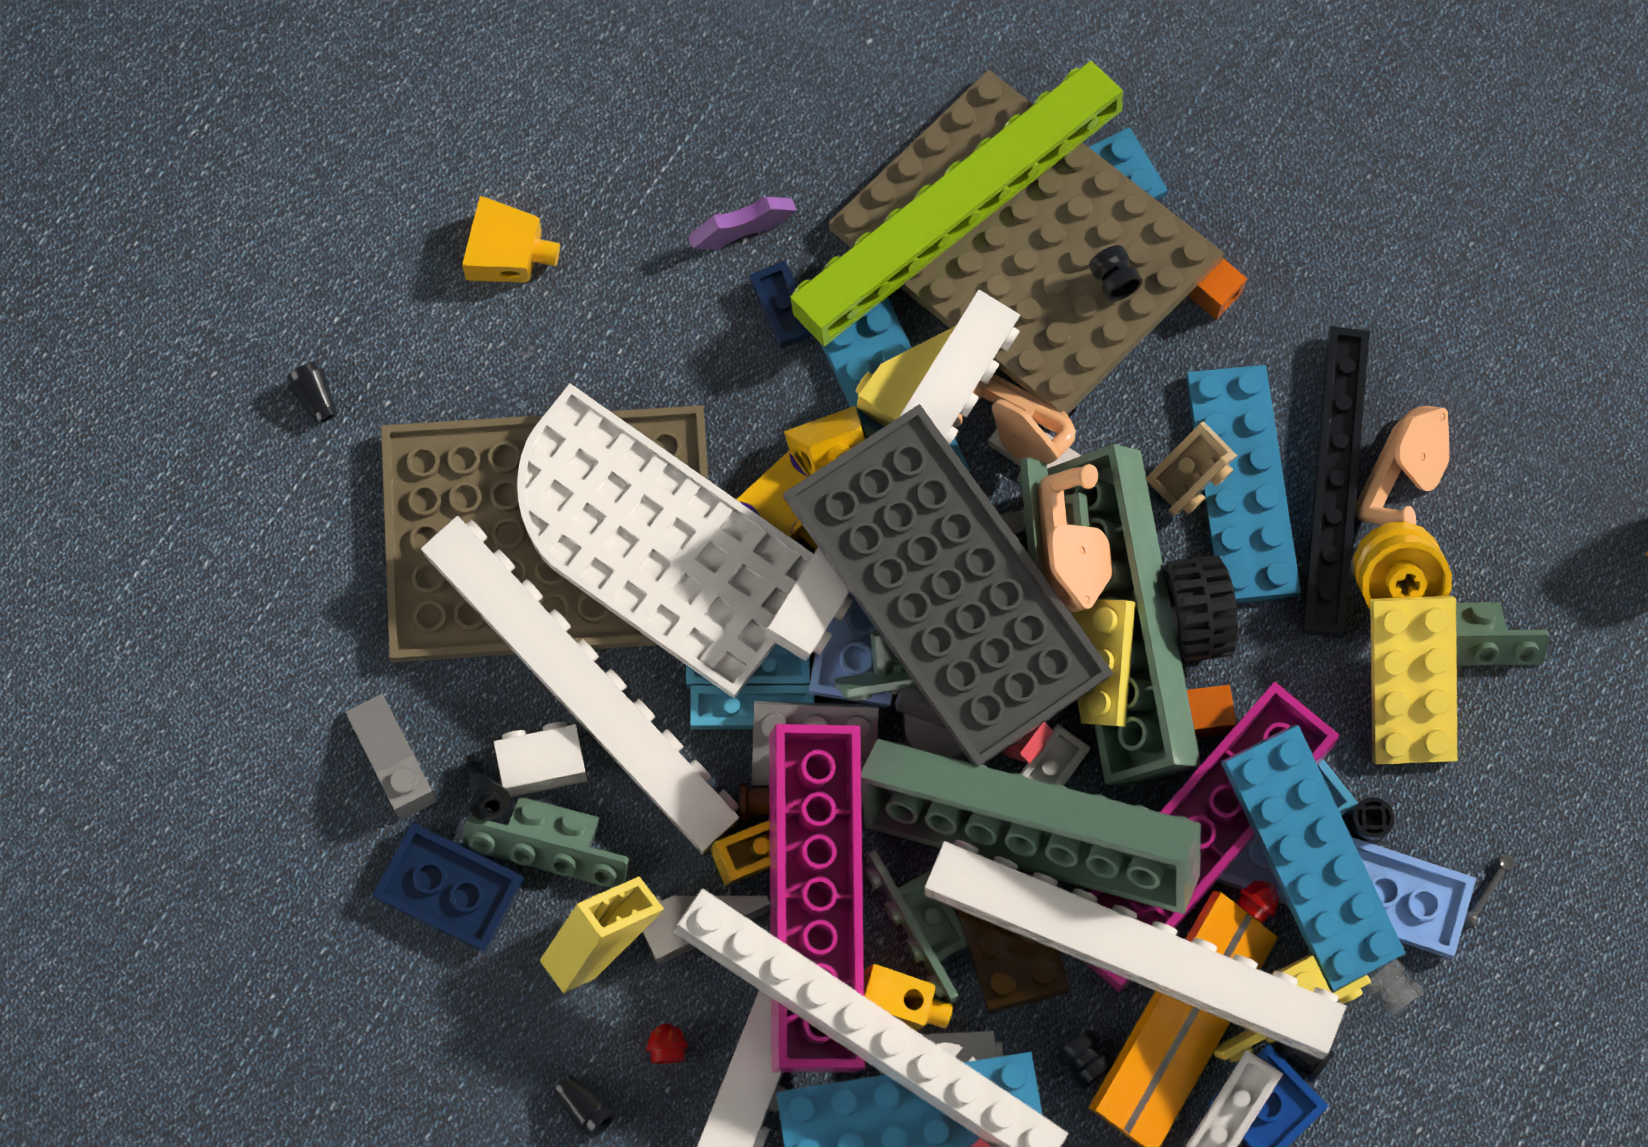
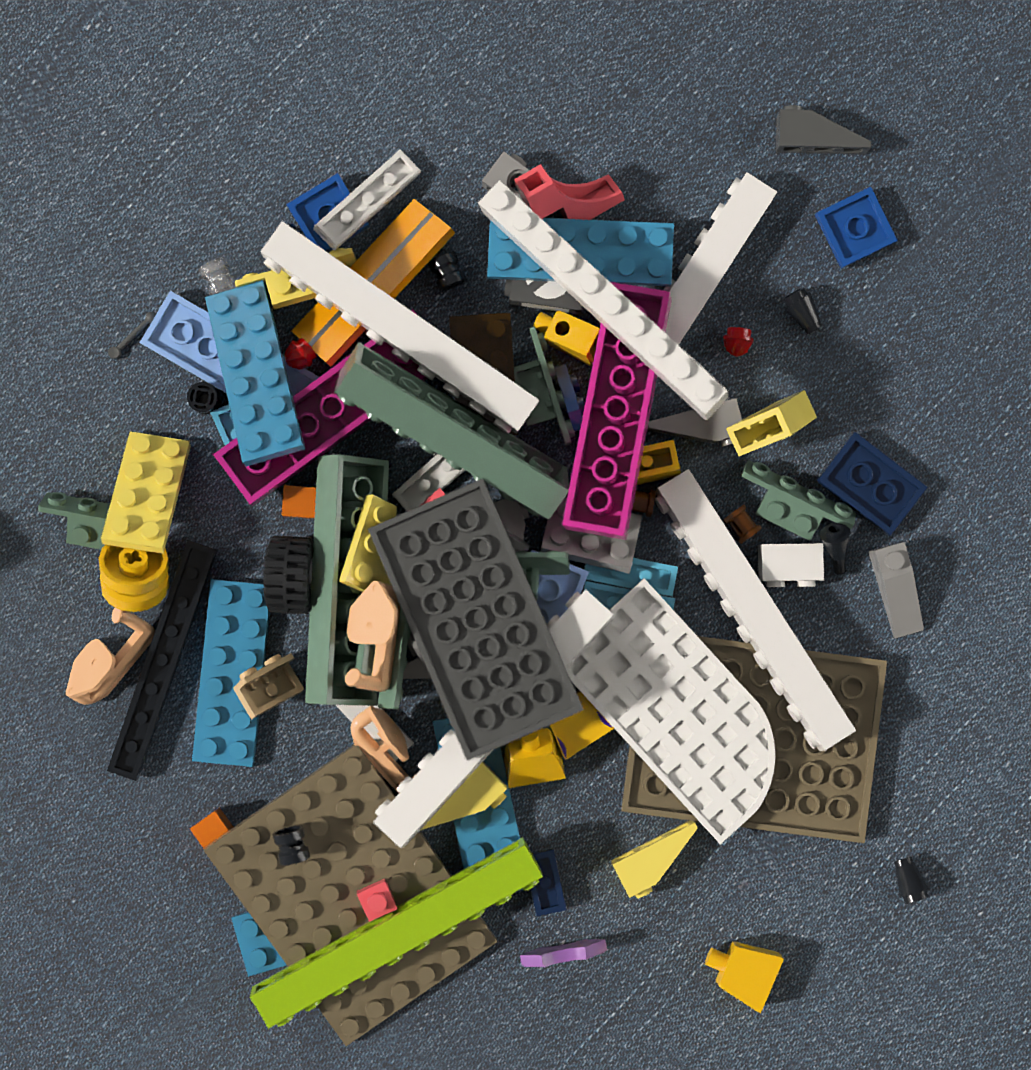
camera: 160 degrees left, 15 degrees up
(614, 799) = (742, 524): none -> reddish brown bush
(658, 349) = (647, 863): none -> light yellow slope
(887, 930) = (570, 386): none -> dark blue plate
(991, 236) = (377, 900): none -> coral plate

